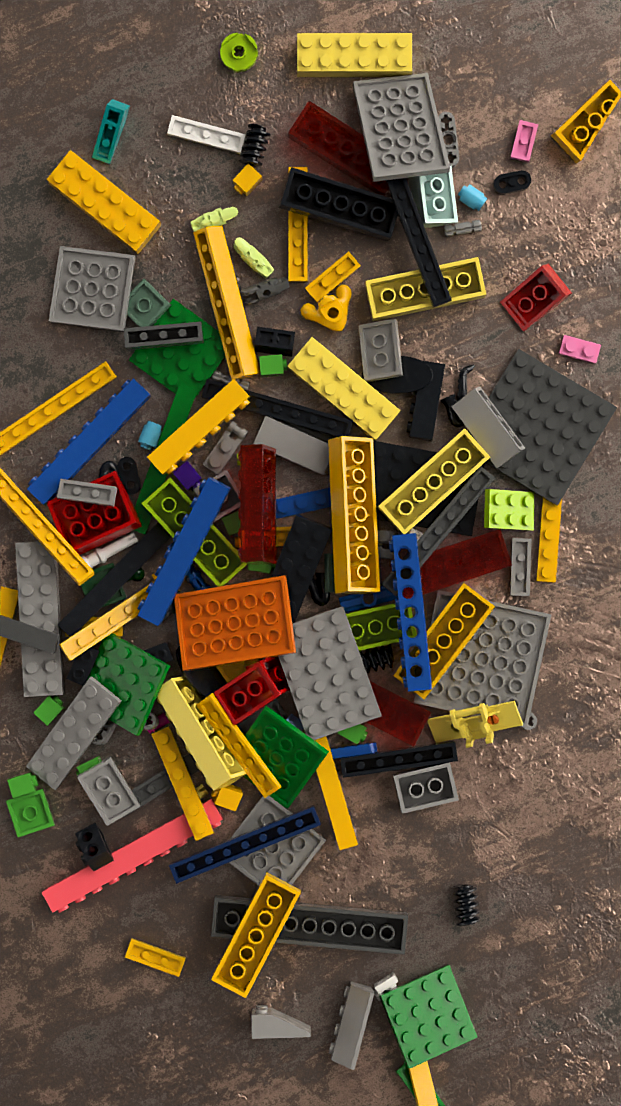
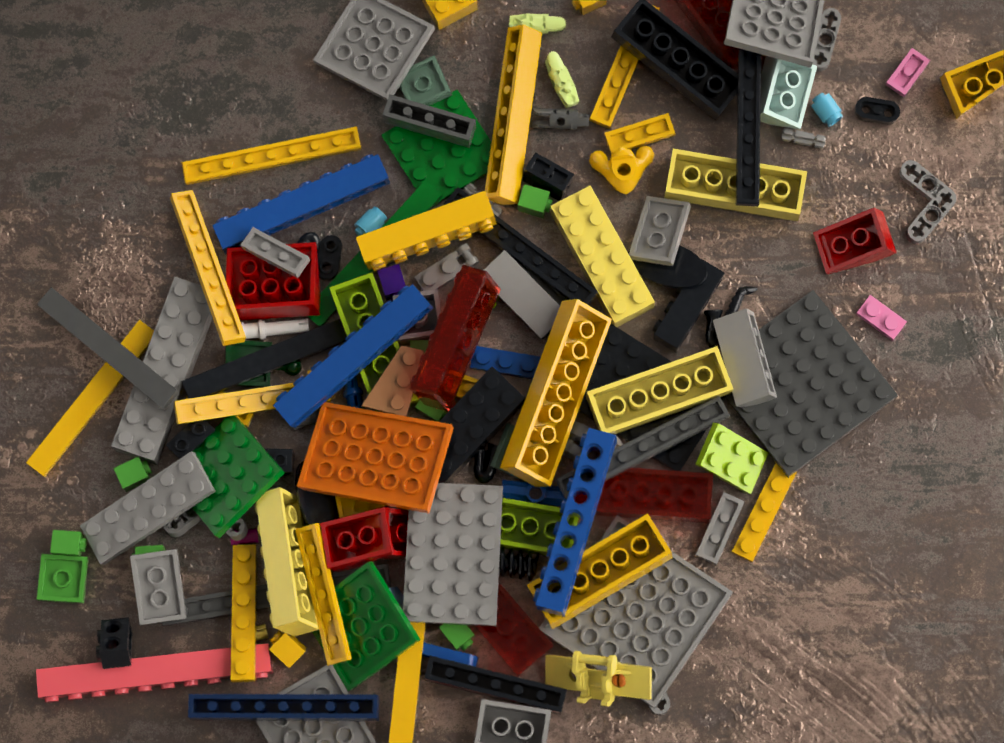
camera: 25 degrees right, 10 degrees down
(226, 565) = (392, 389): none -> medium nougat wing
(583, 235) = (933, 196): none -> light grey beam

